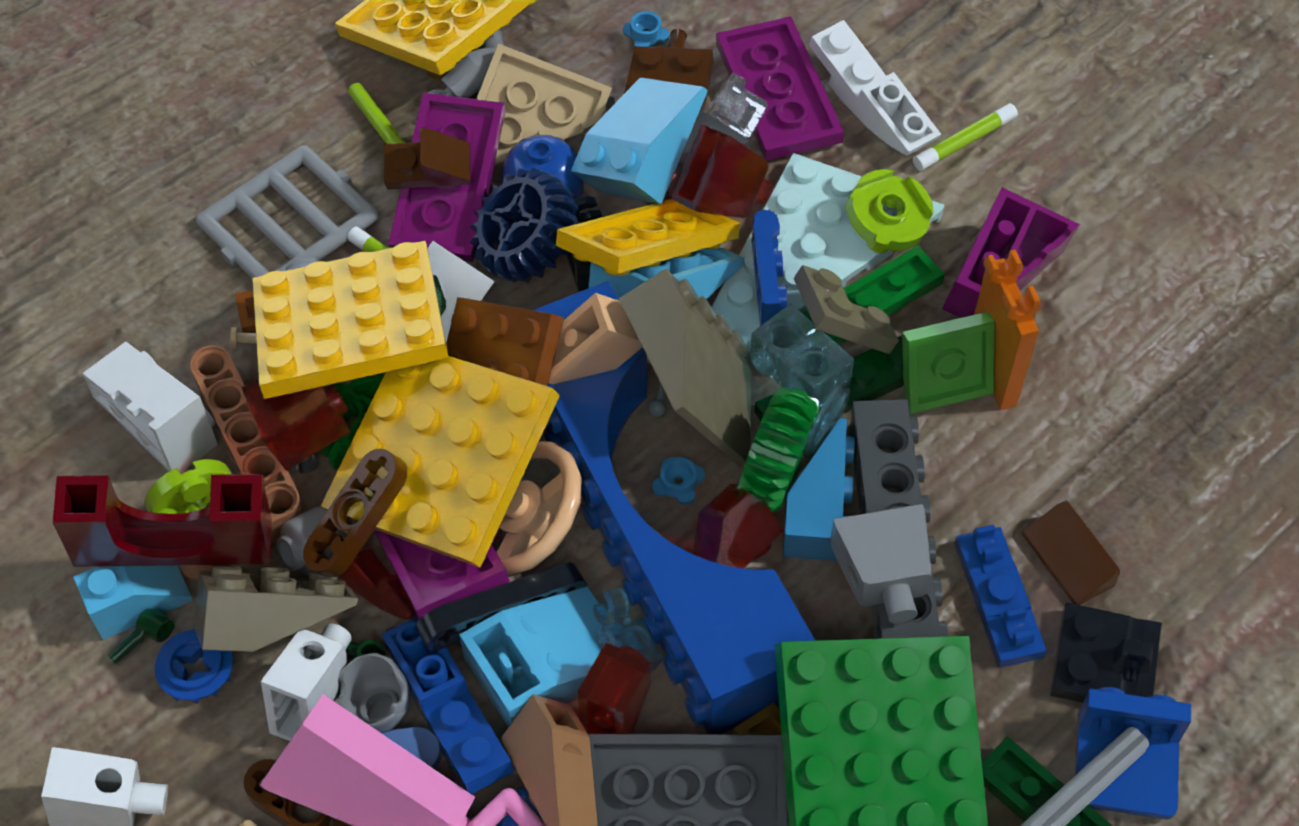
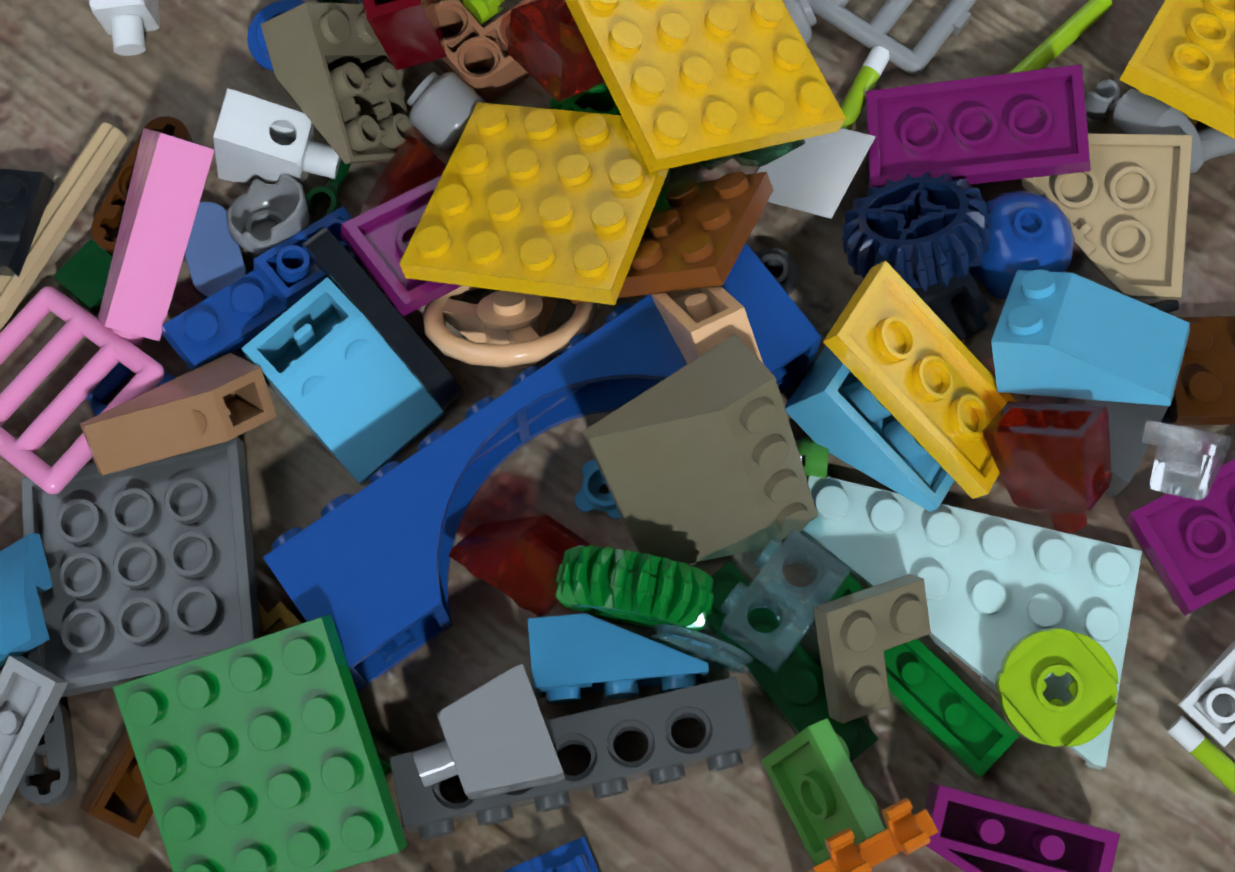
camera: 80 degrees right, 15 degrees up
(336, 516) = (484, 141): reddish brown beam -> none
(427, 163) = (977, 98): reddish brown slope -> none
(614, 691) = (282, 455): clear red slope -> none
(621, 631) = (364, 455): clear light blue plate -> none
(767, 265) = (921, 536): blue hinge -> none

